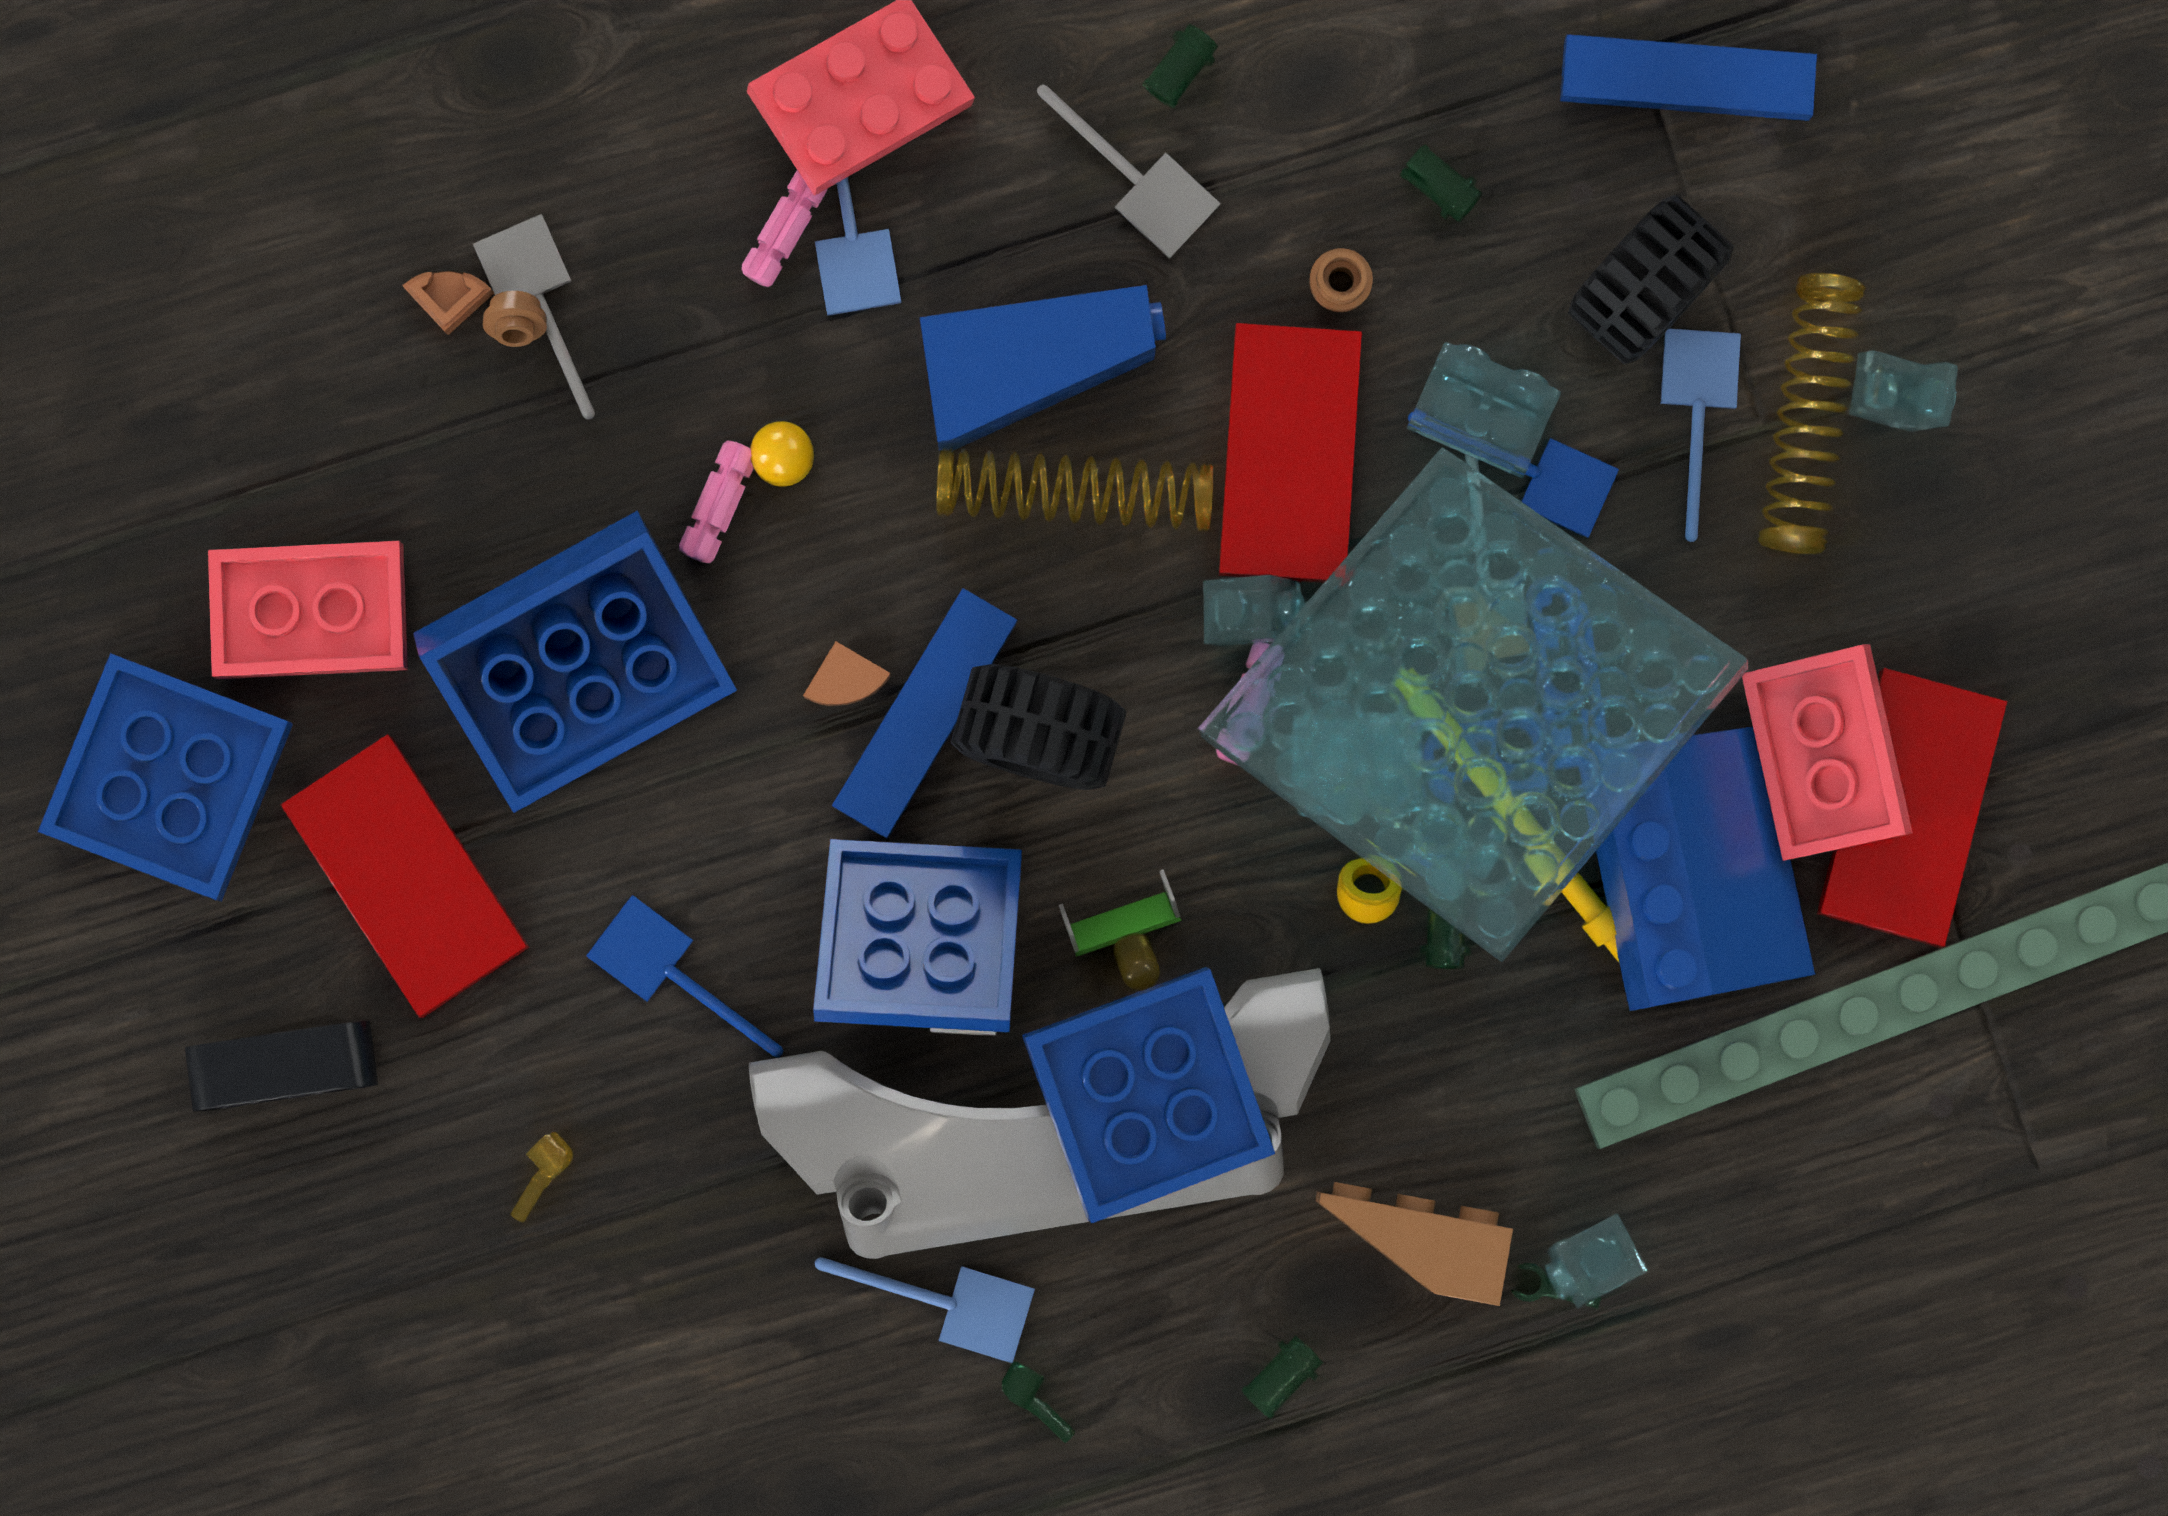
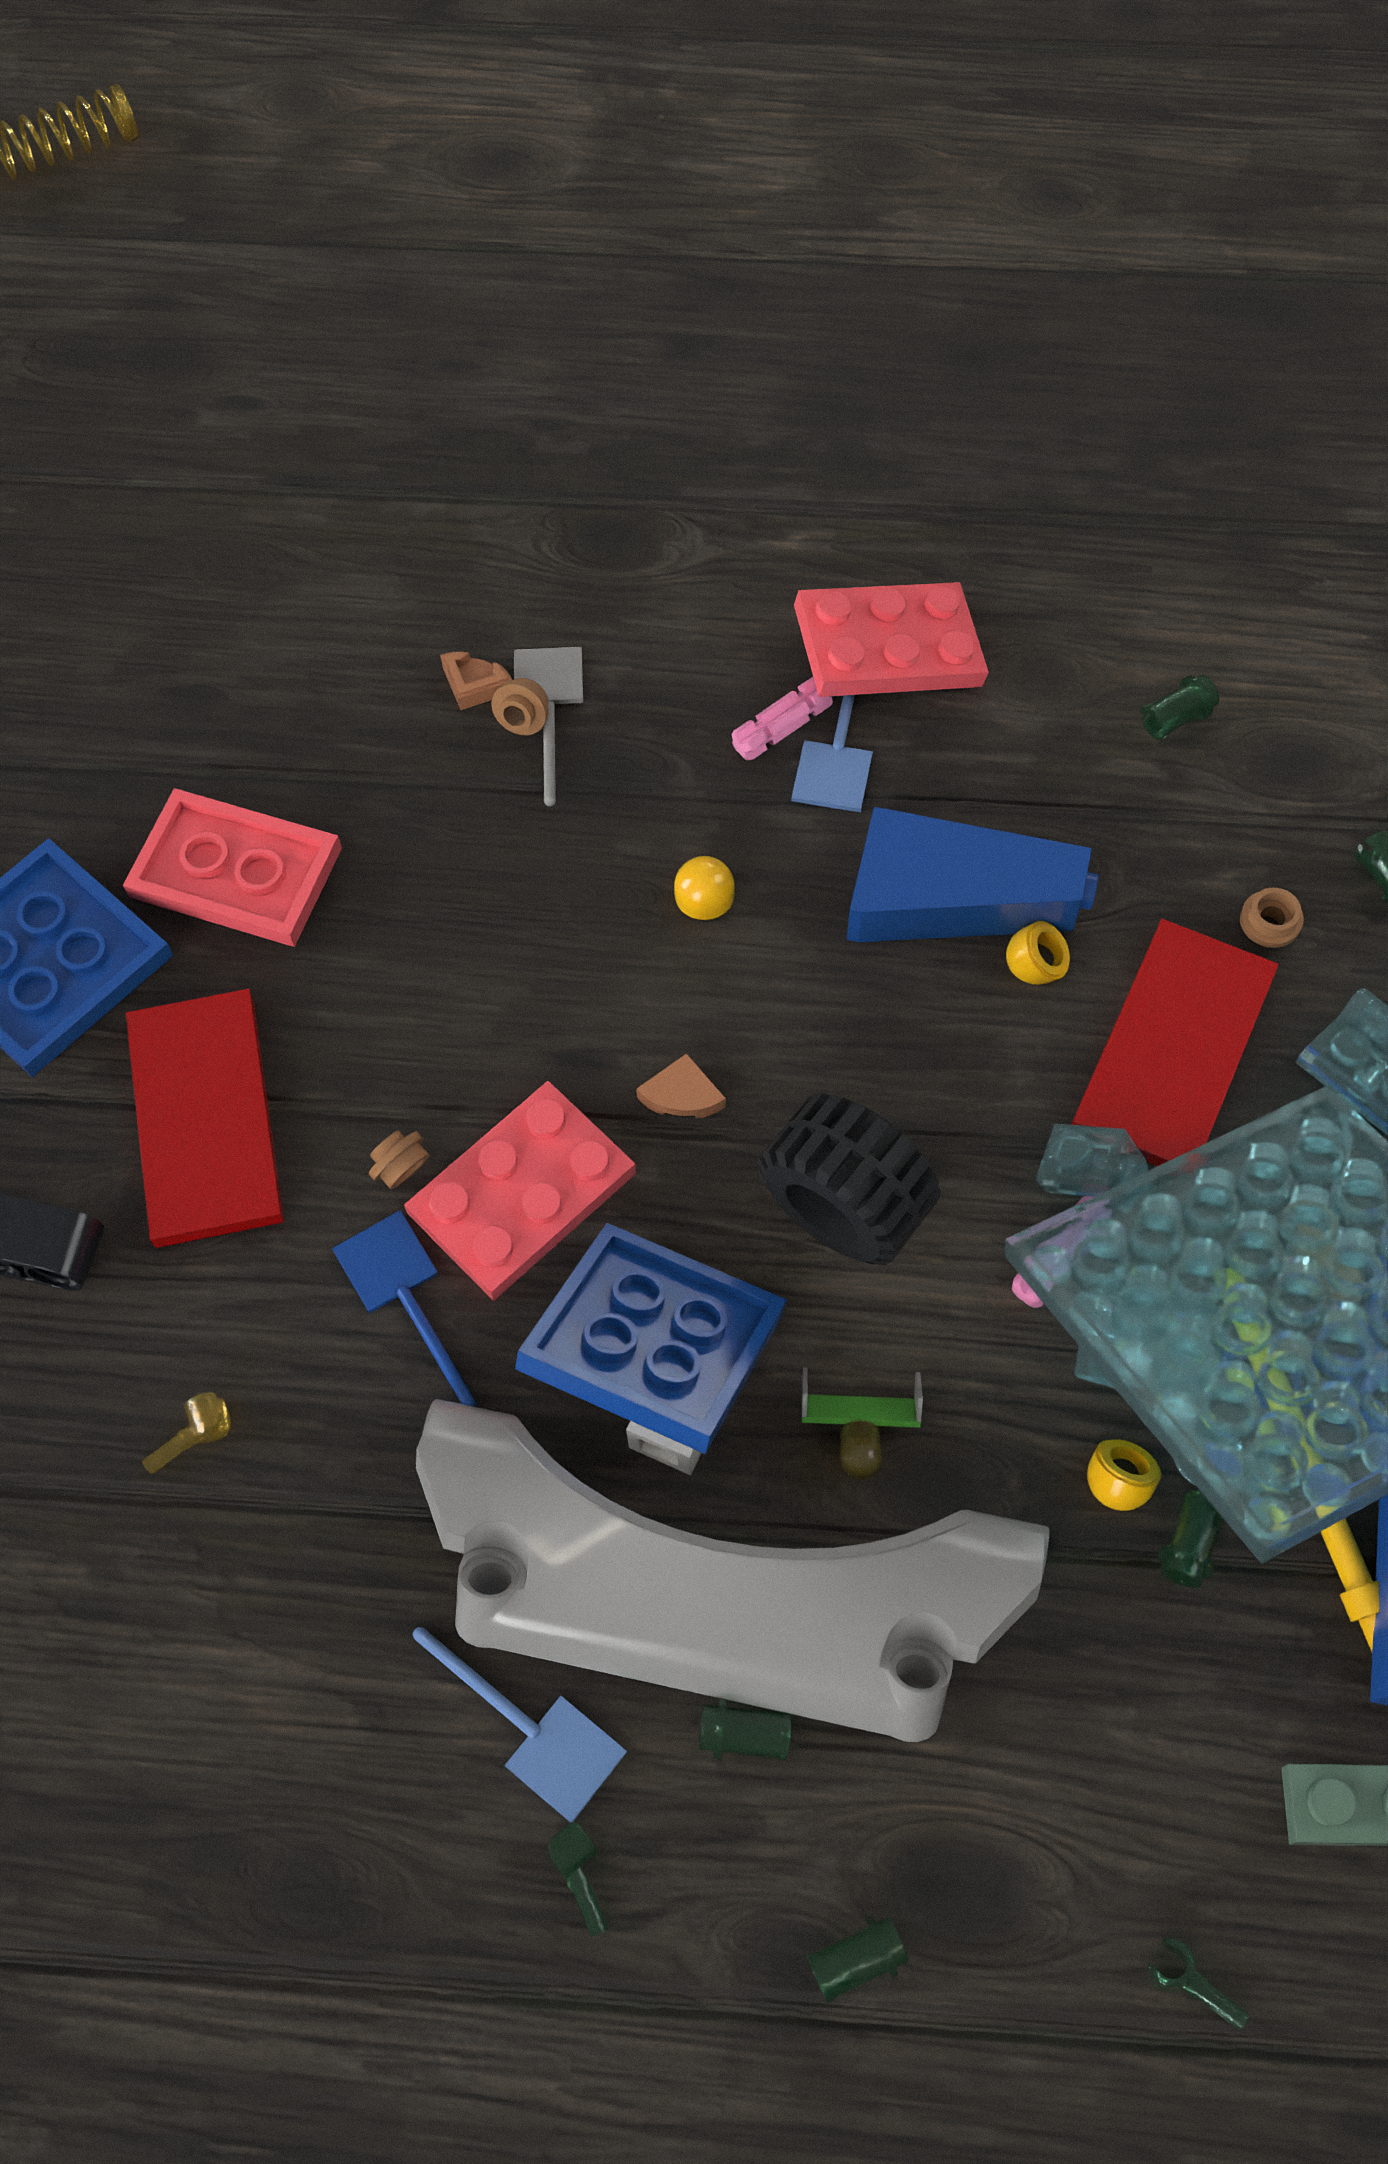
camera: 25 degrees right, 20 degrees down
(573, 662) = (440, 988): blue slope -> none
(611, 851) = (398, 1158): none -> medium nougat plate
(717, 502) = (629, 907): bright pink axle -> none
(735, 832) = (520, 1190): none -> coral plate
(923, 714) = (727, 1156): blue tile -> none
(947, 497) = (843, 954): clear yellow piece -> none
(1115, 407) = (1025, 959): none -> yellow piece
(1126, 1238) = (744, 1731): none -> clear green pin
(1148, 1094) = (826, 1566): blue plate -> none
(1164, 202) = (1123, 810): light grey piece -> none
(1441, 1252) = (1083, 1887): medium nougat slope -> none
(1594, 1262) = (1254, 1970): clear light blue bracket -> none

